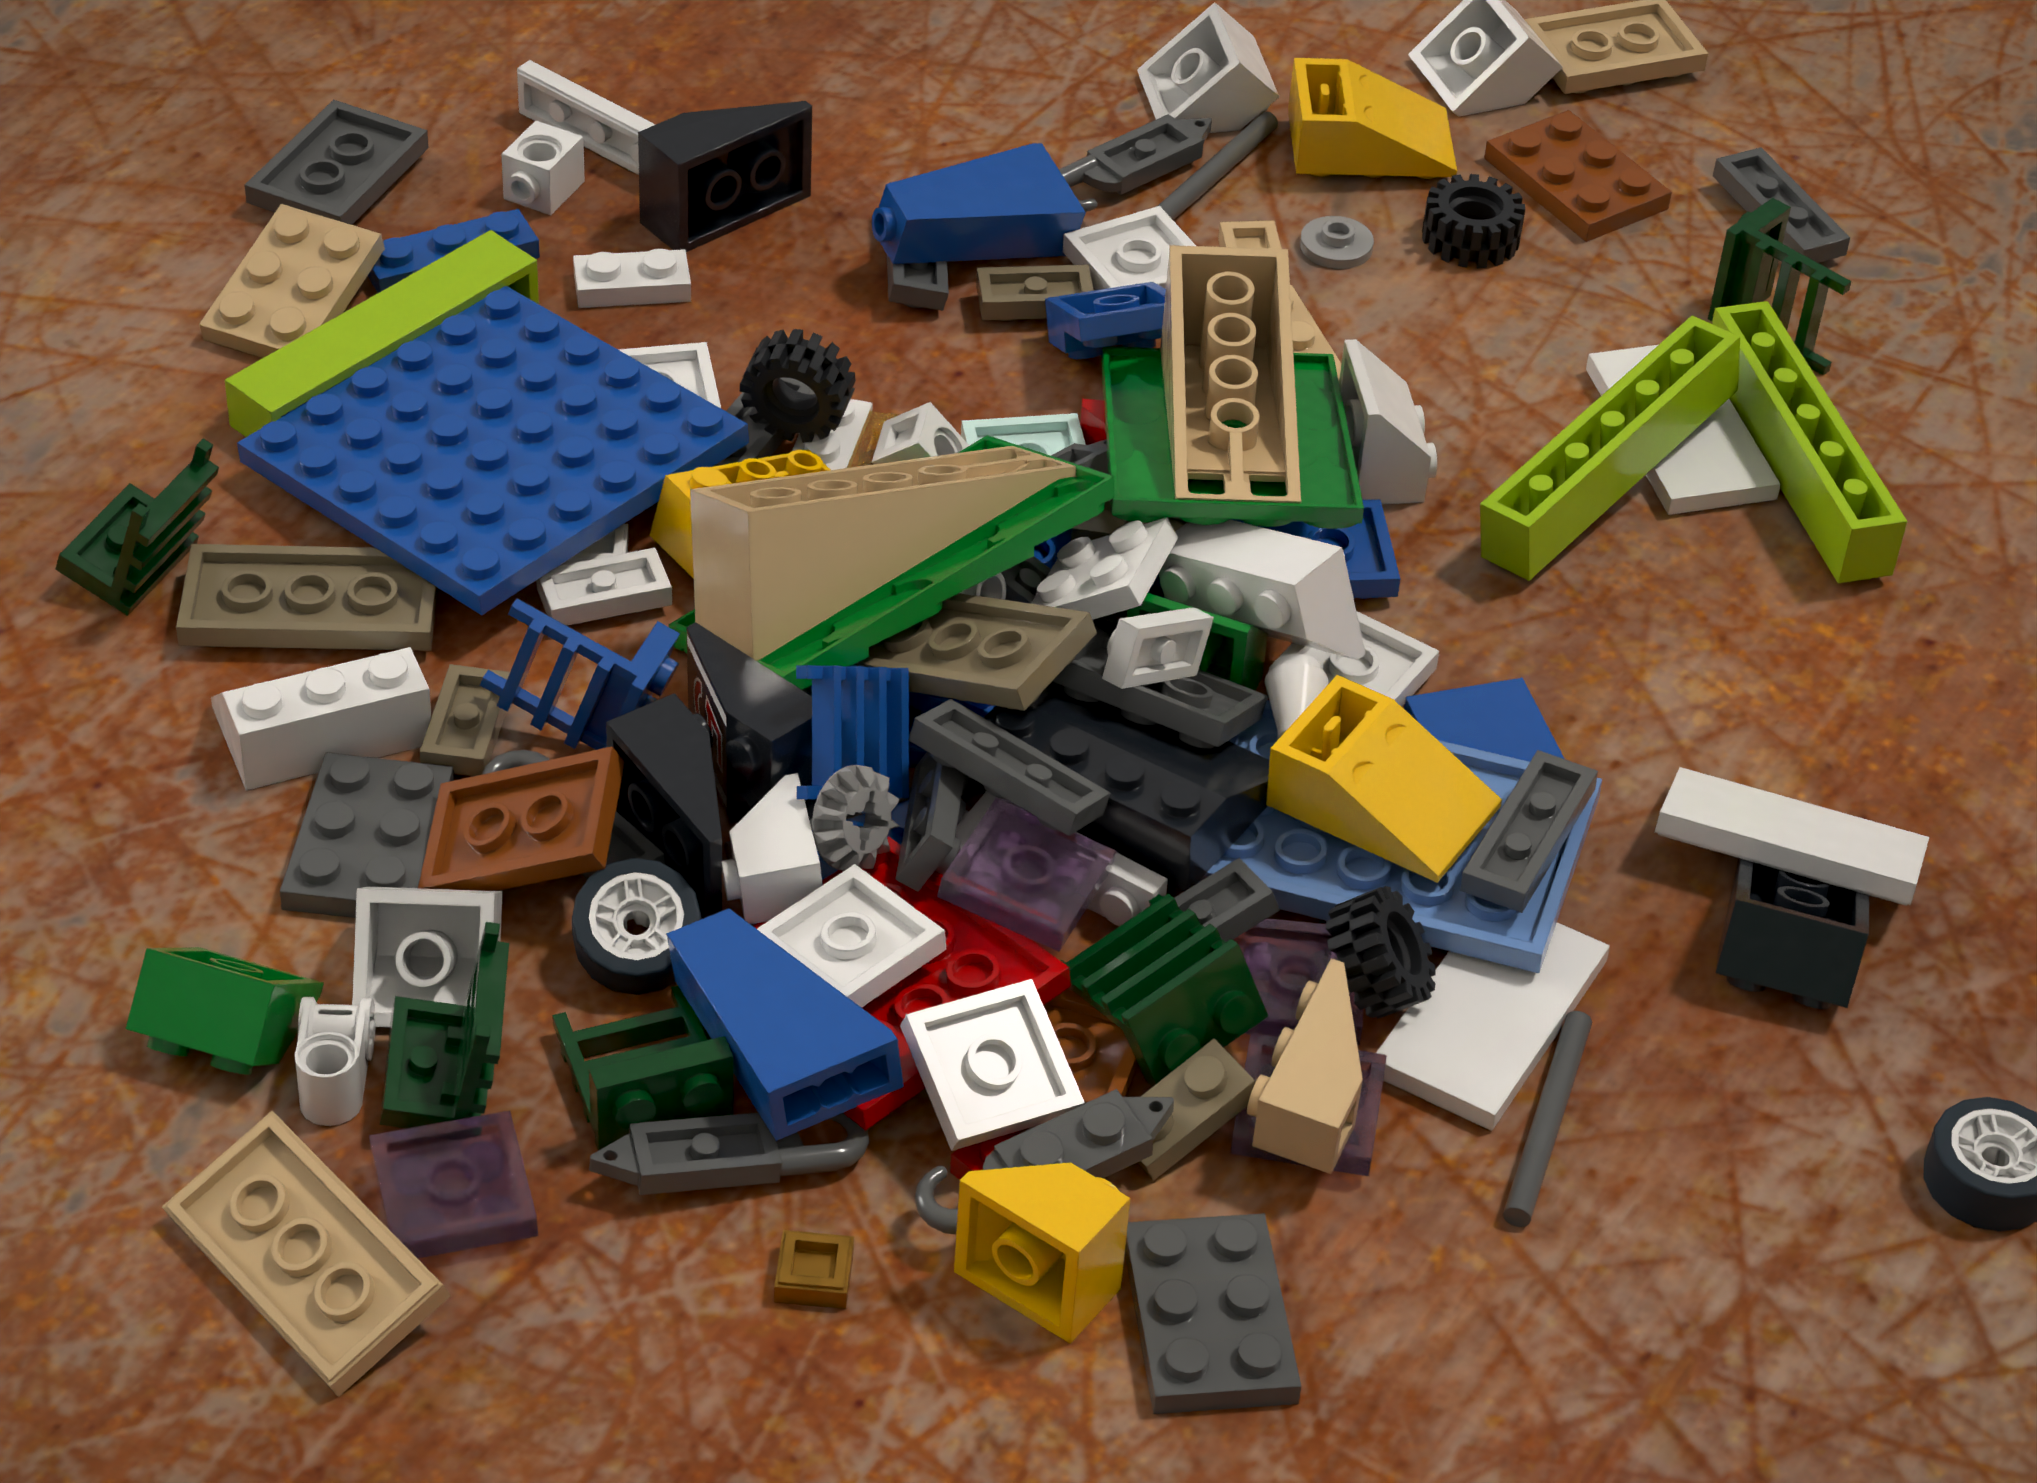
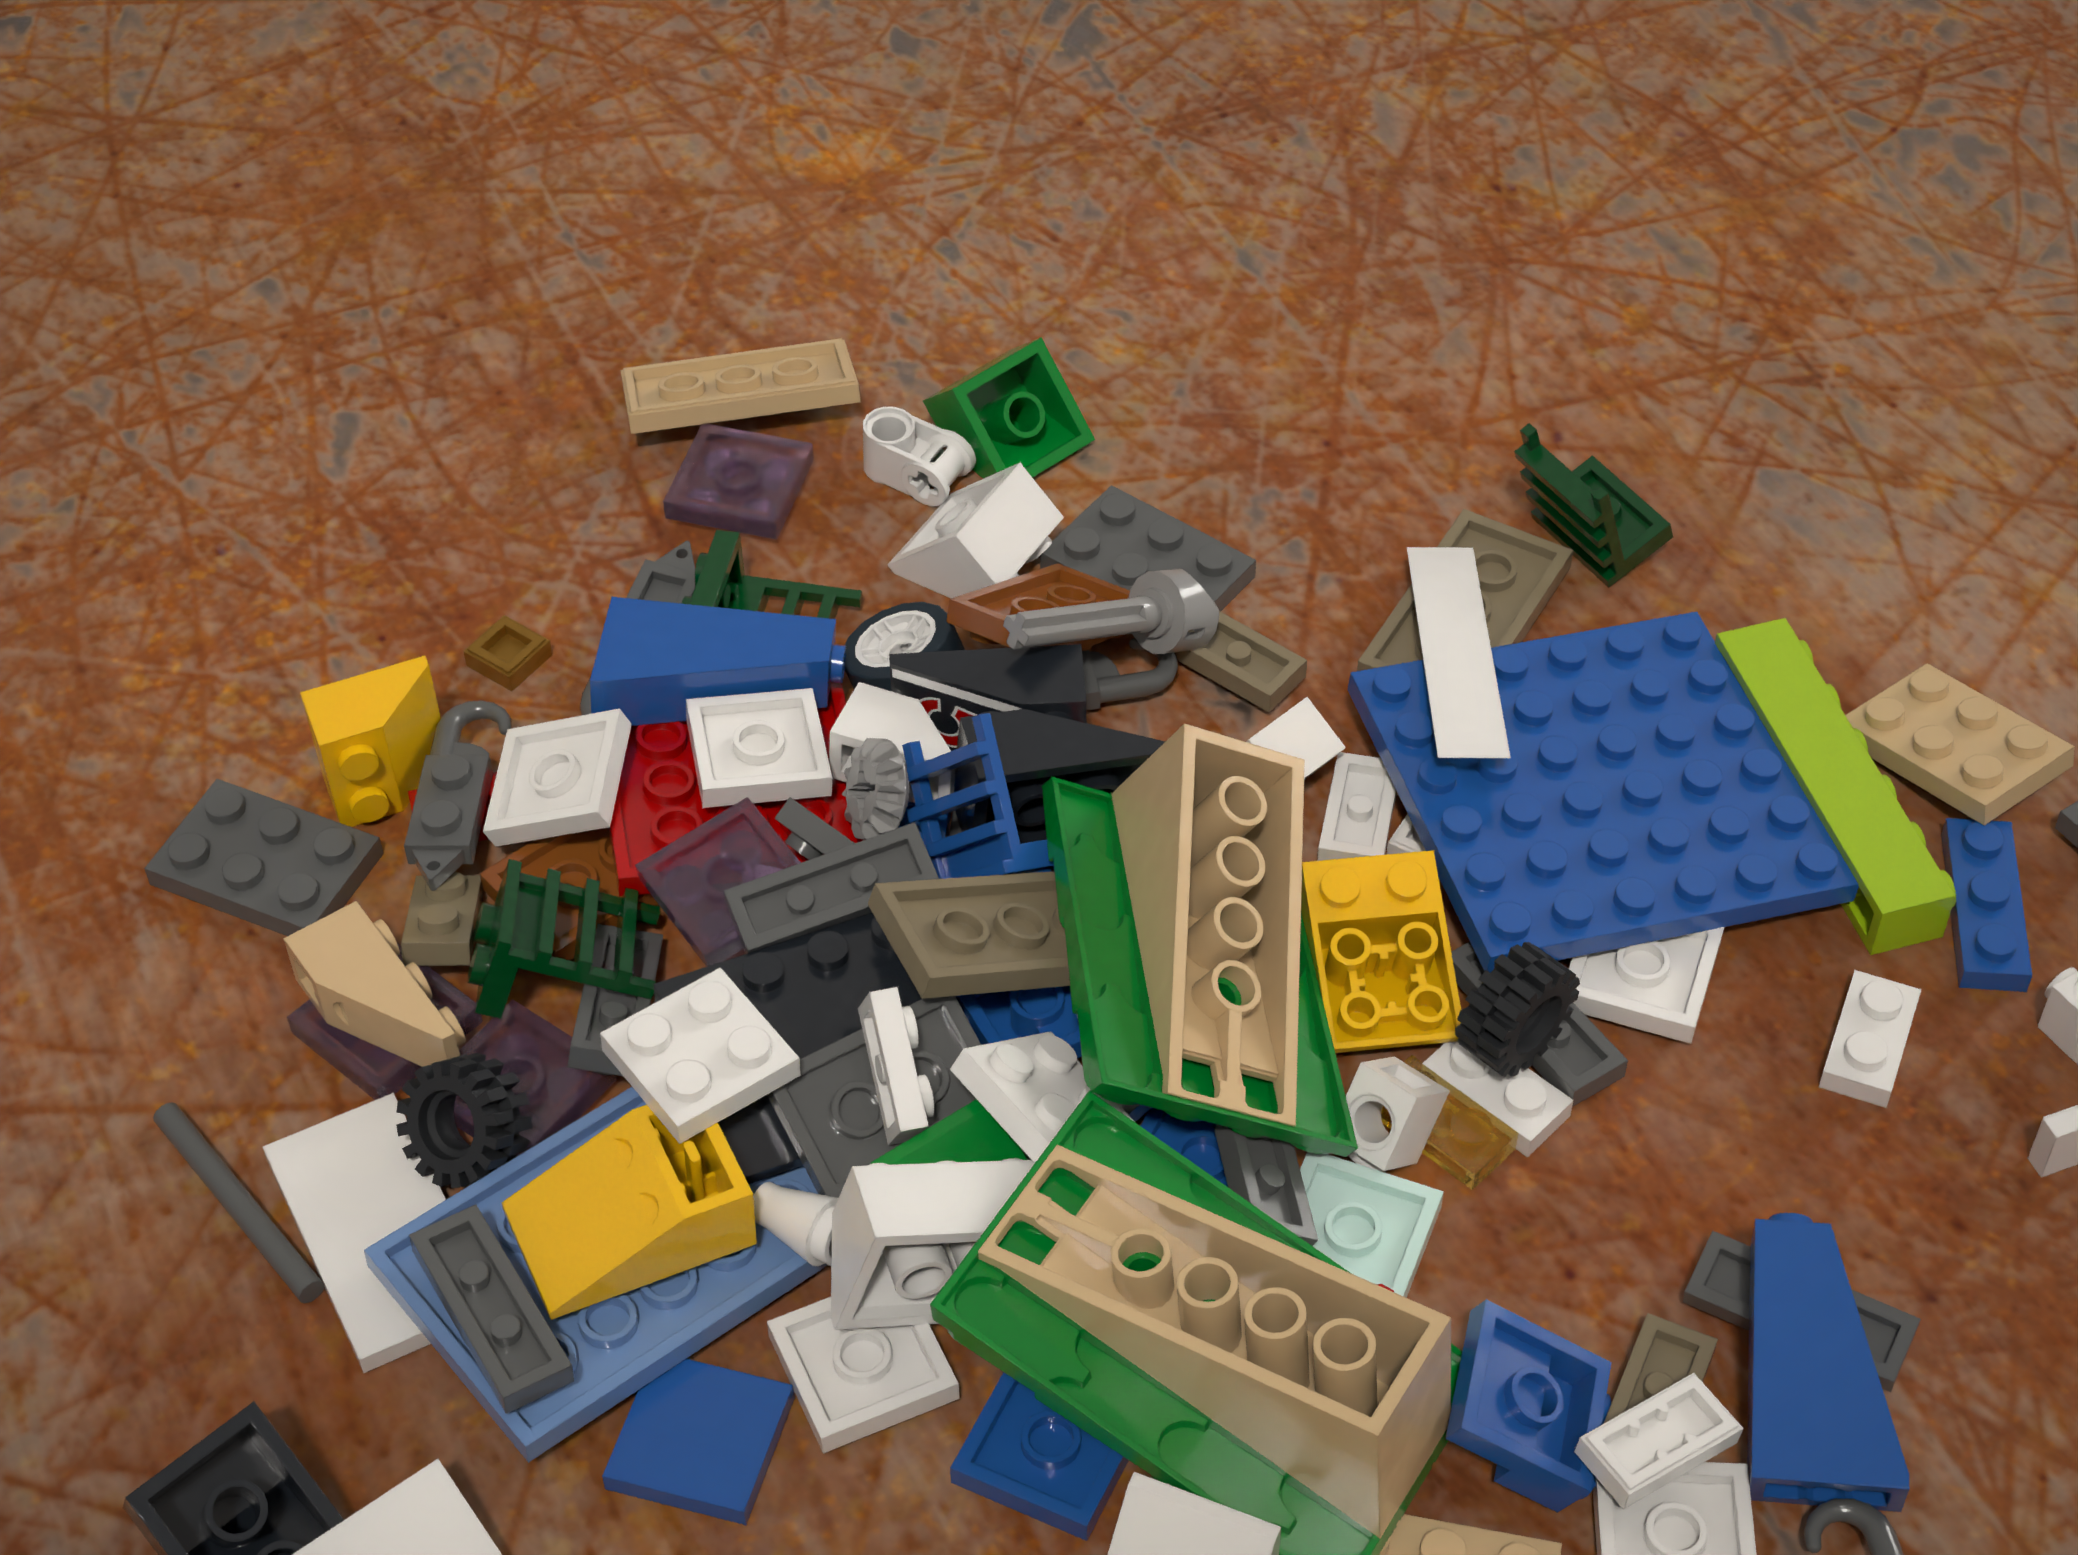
camera: 125 degrees right, 5 degrees up
(350, 708) = (1313, 569): white slope -> none
(406, 538) = (1457, 654): none -> white sticker
(447, 1052) = (844, 498): dark green plate -> none
(493, 731) = (1157, 613): none -> light grey piece
(590, 615) = (1301, 734): none -> white brick
(613, 691) = (1151, 703): blue plate -> none
(722, 170) = (1980, 1130): black slope -> none
(1094, 253) = (1658, 1440): none -> white plate
(1249, 748) = (700, 1055): none -> white plate

